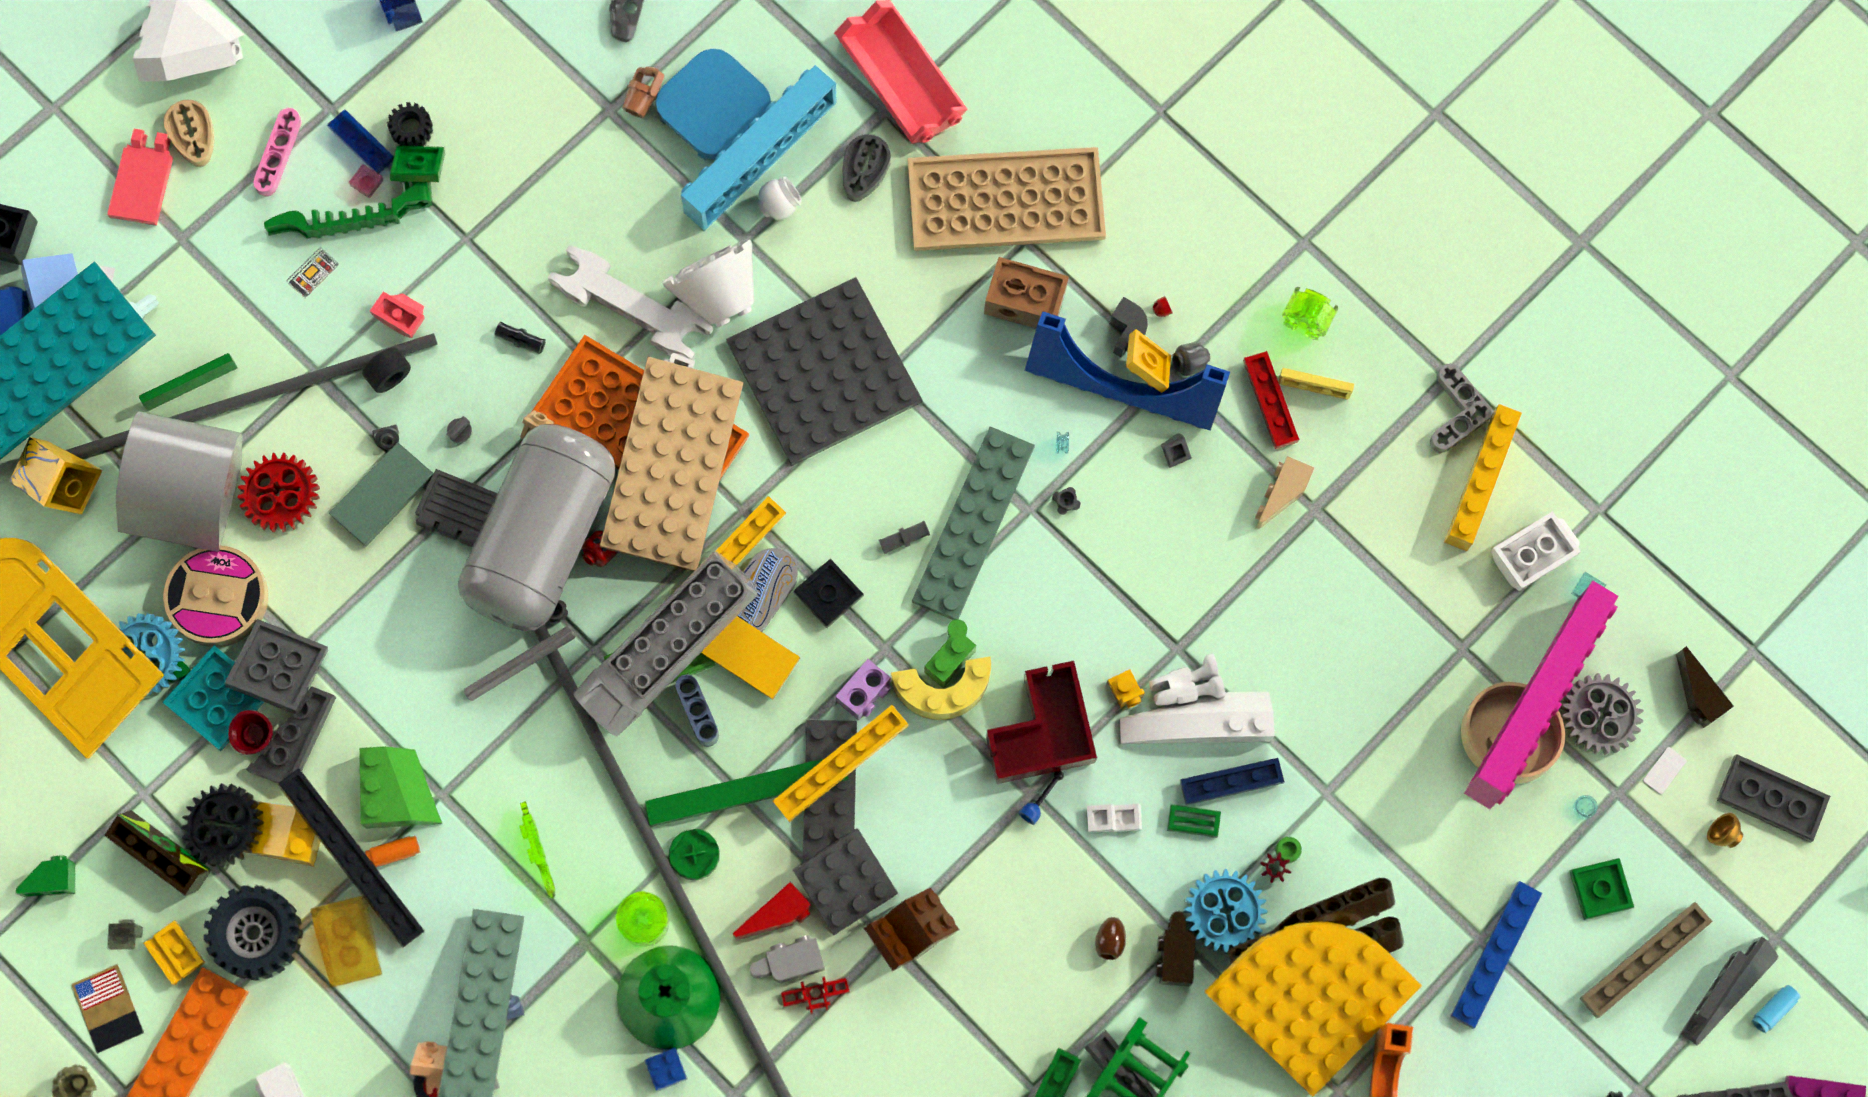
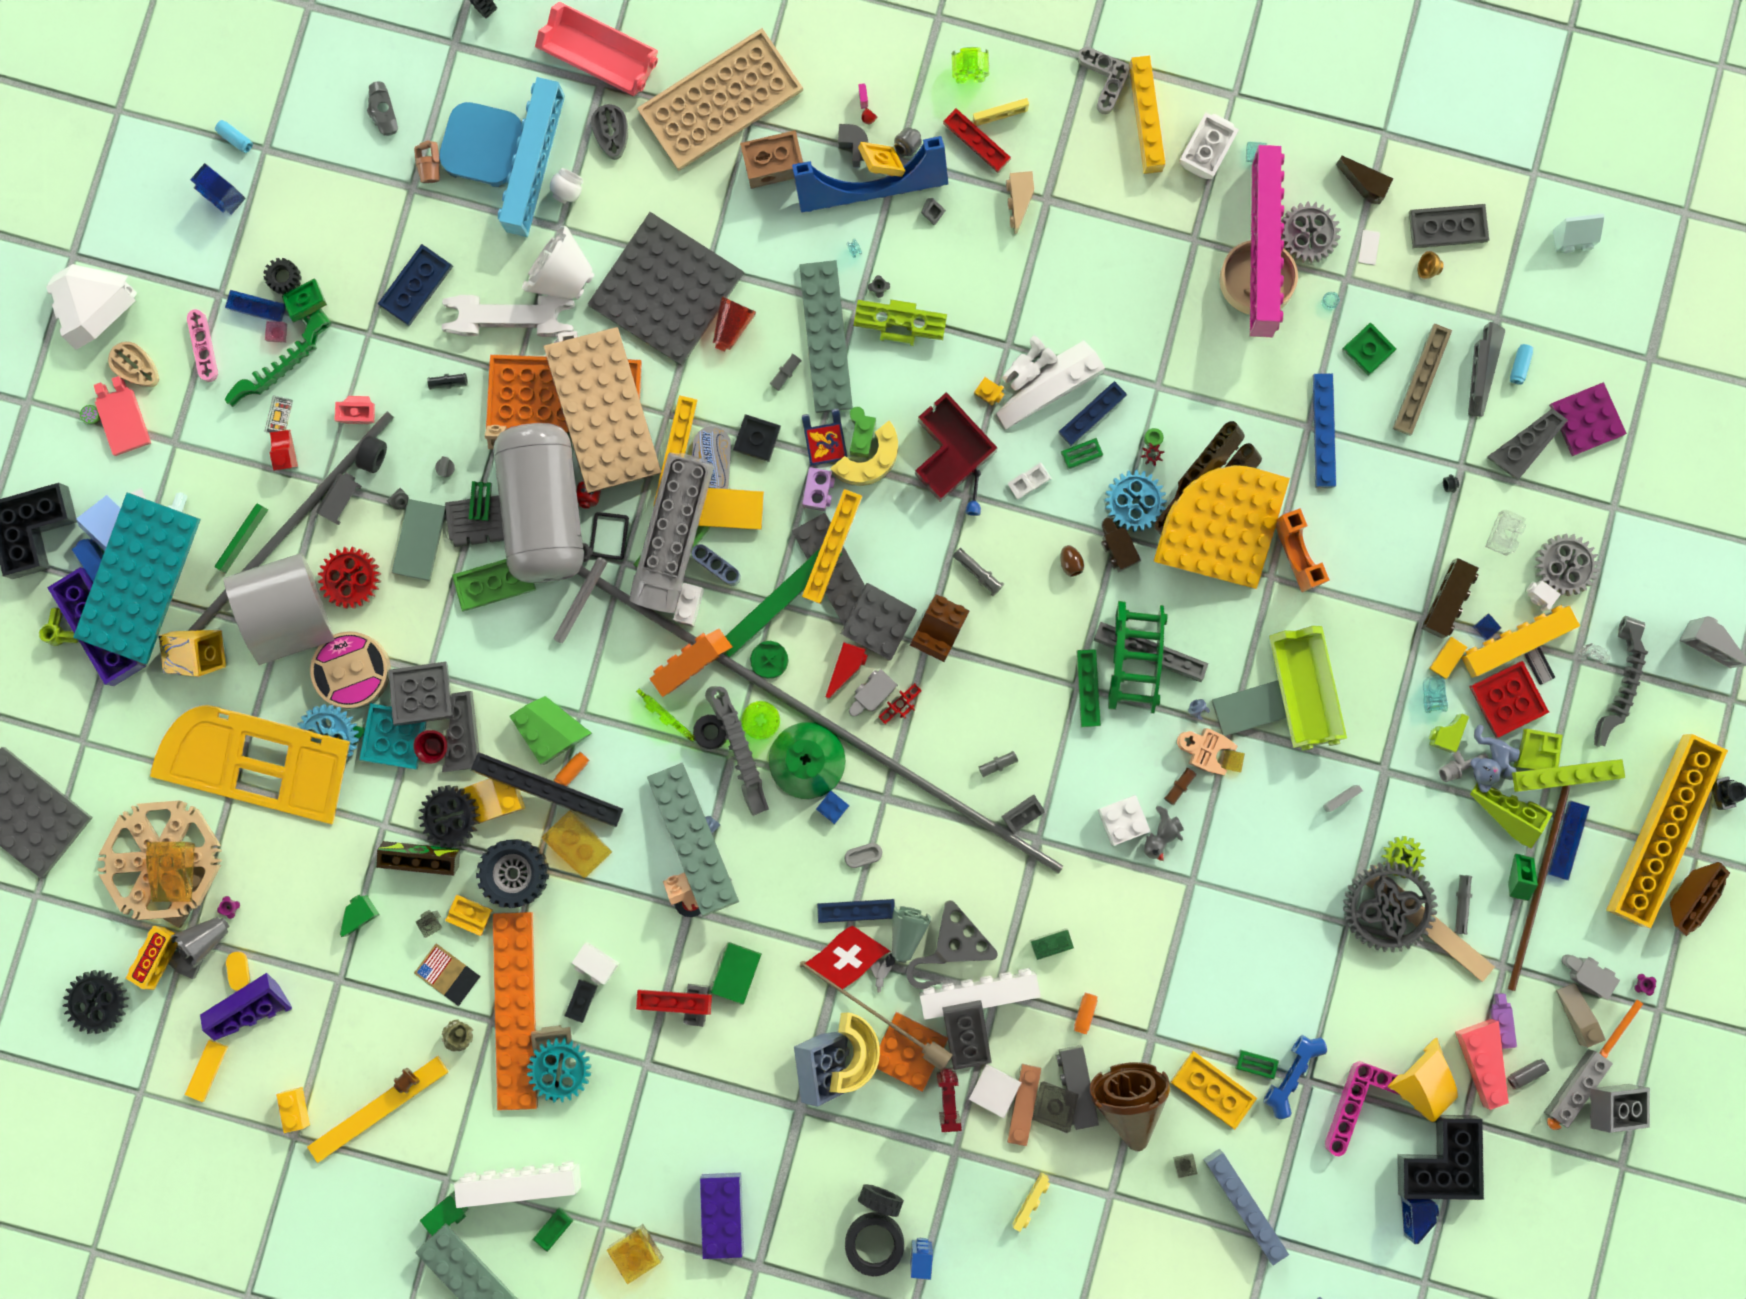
camera: 20 degrees left, 10 degrees up
(110, 158) = (89, 414): none -> bright green tile
(292, 312) = (282, 450): none -> red arch
(321, 396) = (337, 497): none -> dark grey brick
(426, 588) = (488, 585): none -> bright green tile
(468, 482) = (481, 485): none -> green tile
(549, 214) = (415, 285): none -> dark blue tile
(573, 883) = (698, 732): none -> black tyre
(587, 991) = (725, 711): none -> dark grey piece
(601, 803) = (690, 662): none -> orange wedge
(611, 622) = (624, 535): none -> black piece
(639, 738) = (688, 604): none -> white piece
(873, 448) = (731, 323): none -> clear red cone
(904, 641) = (826, 441): none -> flag
(998, 899) = (985, 577): none -> dark grey pin
(1073, 546) = (900, 314): none -> lime piece
(1169, 281) = (863, 96): none -> dark pink tile

